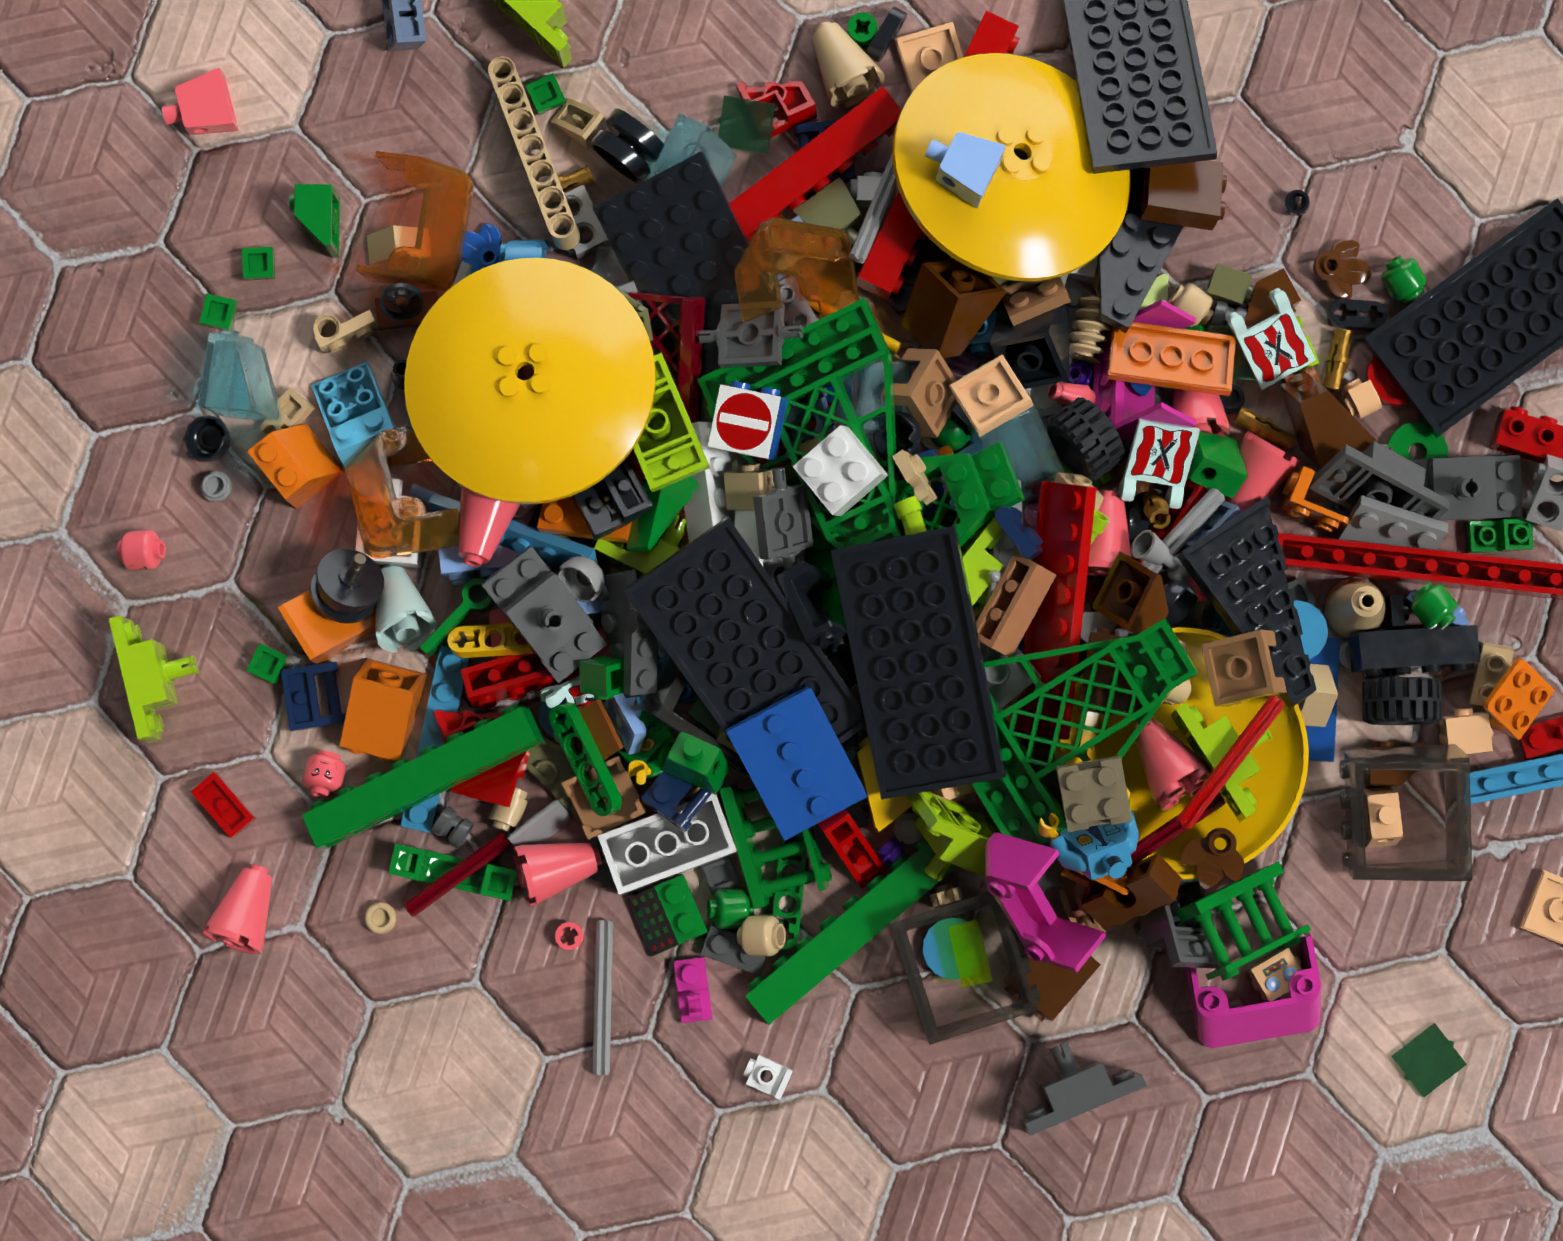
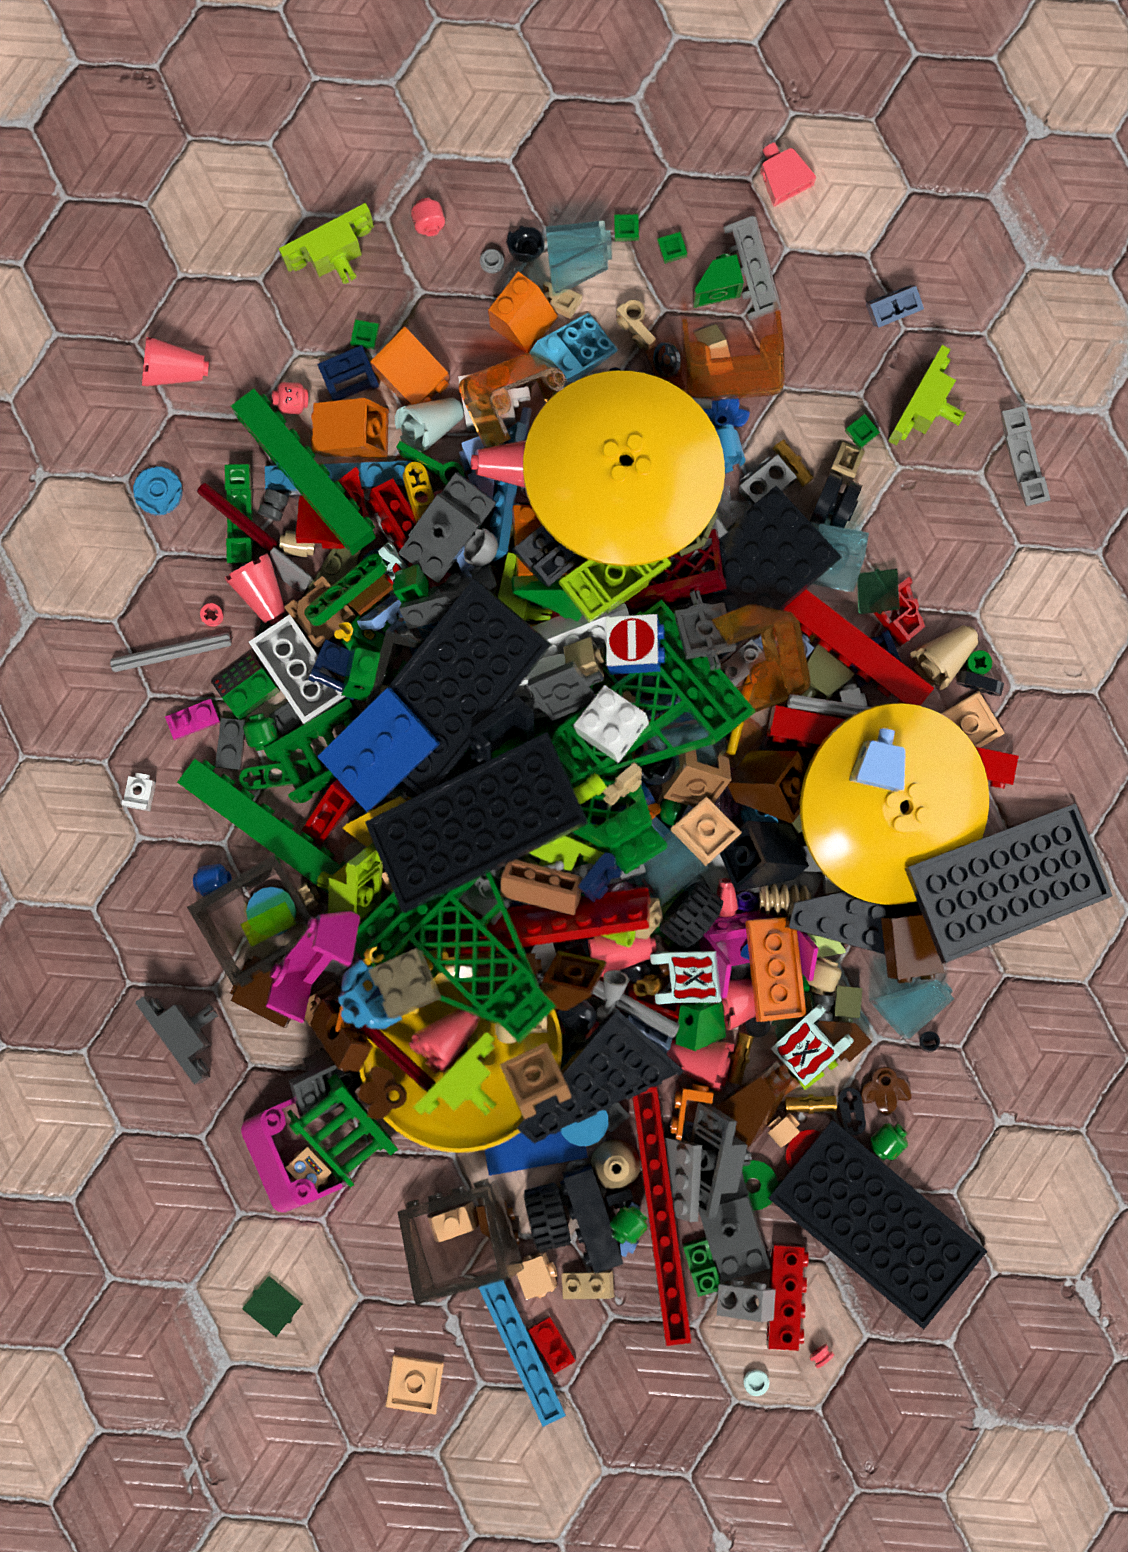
camera: 75 degrees right, 0 degrees up
(223, 805) = (249, 329): red plate -> none
(309, 168) = (755, 267): none -> light grey hinge
(346, 586) = (434, 374): black wheel -> none
(381, 918) = (192, 469): tan tile -> none
(396, 967) = (157, 490): none -> dark azure tile
(541, 163) = (803, 439): tan beam -> none
(761, 935) = (243, 759): tan head -> none
(891, 851) = (335, 844): dark purple plate -> none
(898, 1011) = (210, 878): none -> blue head
(1032, 298) = (787, 843): medium nougat plate -> none
(1230, 762) = (453, 1084): red axle -> none
(1253, 209) = (913, 1006): none -> clear light blue slope
(1319, 705) = (527, 1152): tan slope -> none
(1517, 699) = (571, 1310): orange bracket -> none

